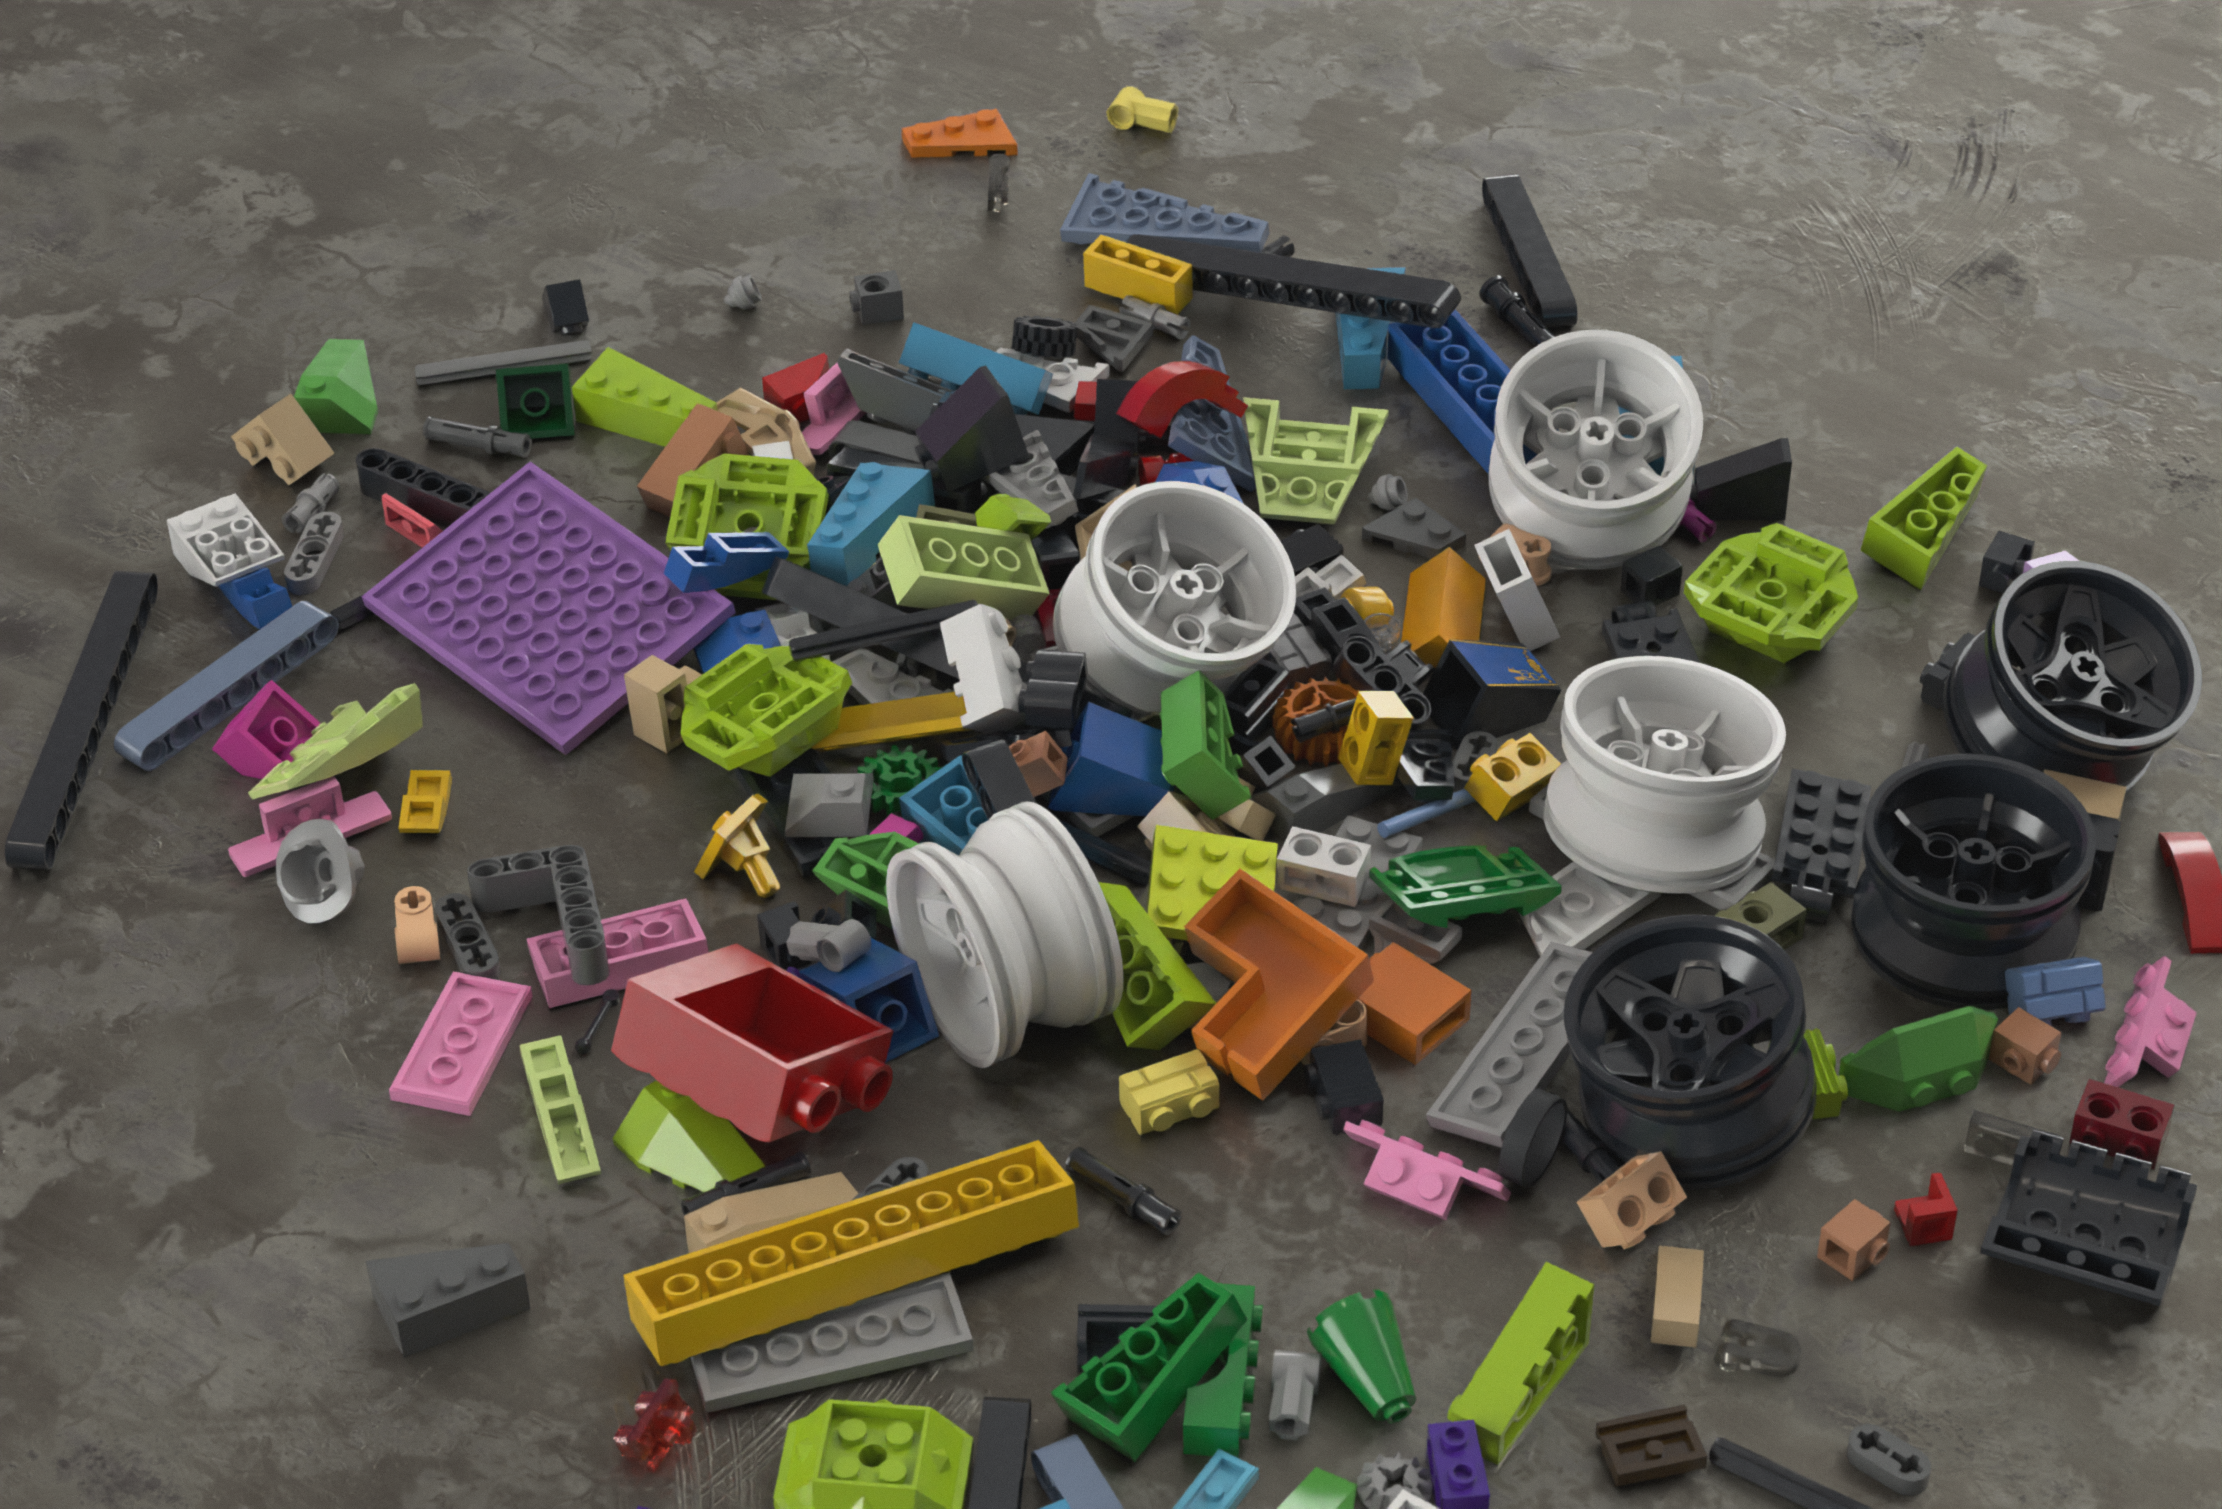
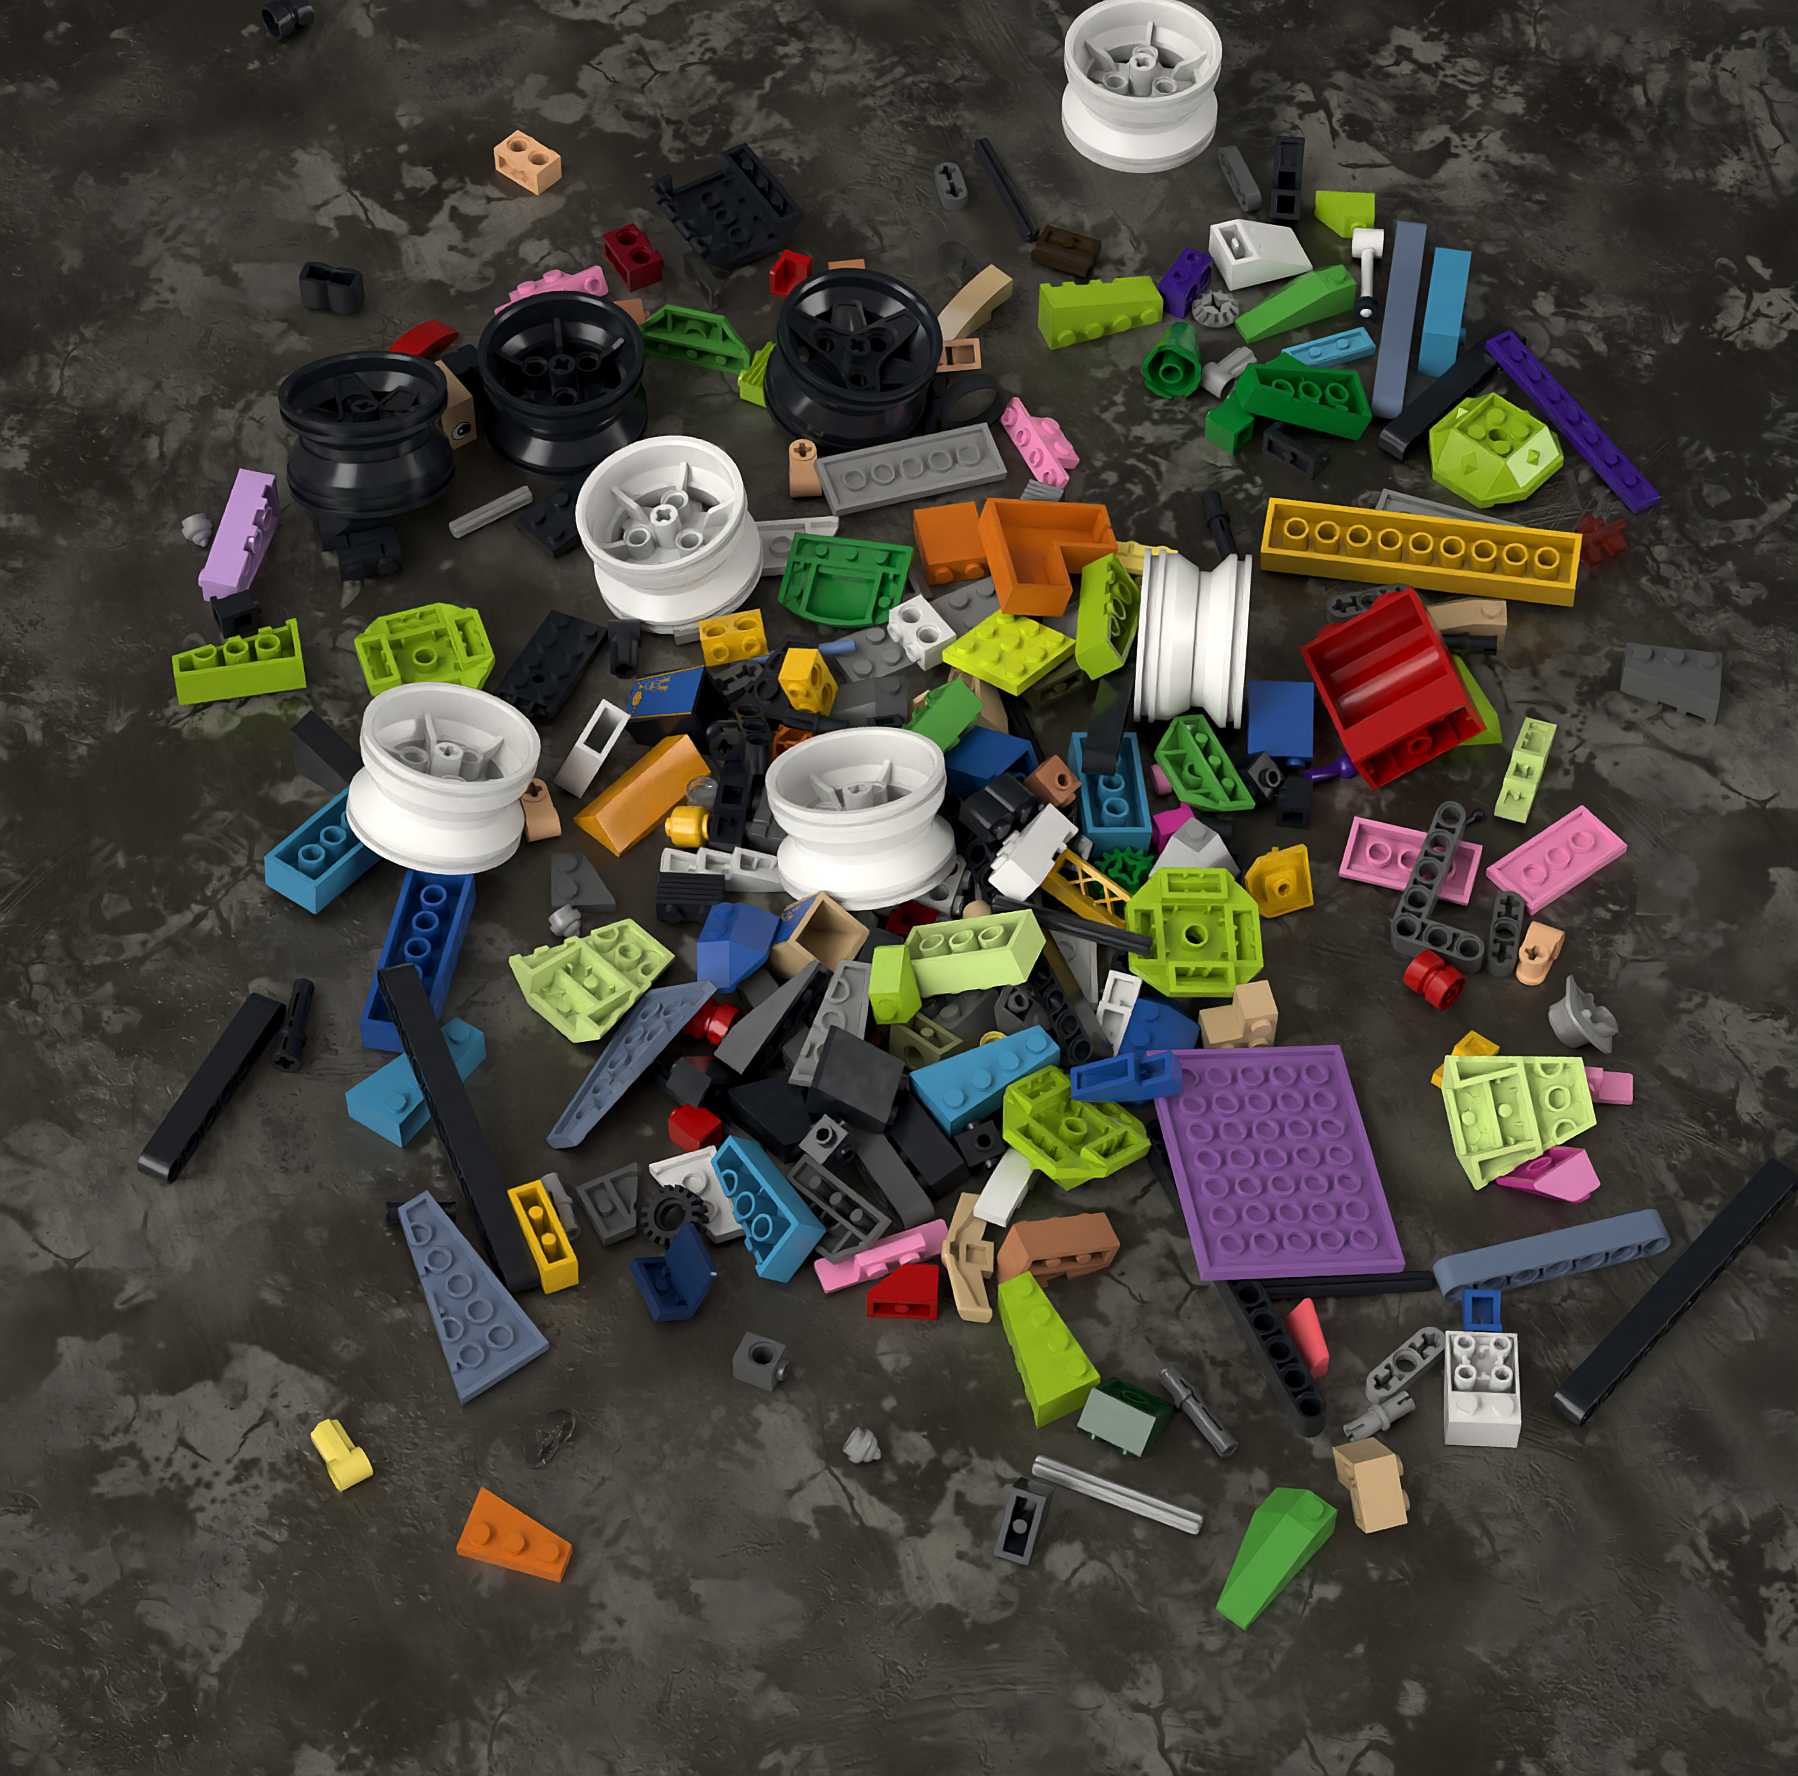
camera: 145 degrees left, 10 degrees up
(496, 837) = (1439, 983): none -> red wheel
(829, 944) = (1285, 736): light grey piece -> none
(1000, 300) = (679, 1280): none -> dark blue bracket
(1169, 387) = (664, 1028): red arch -> none

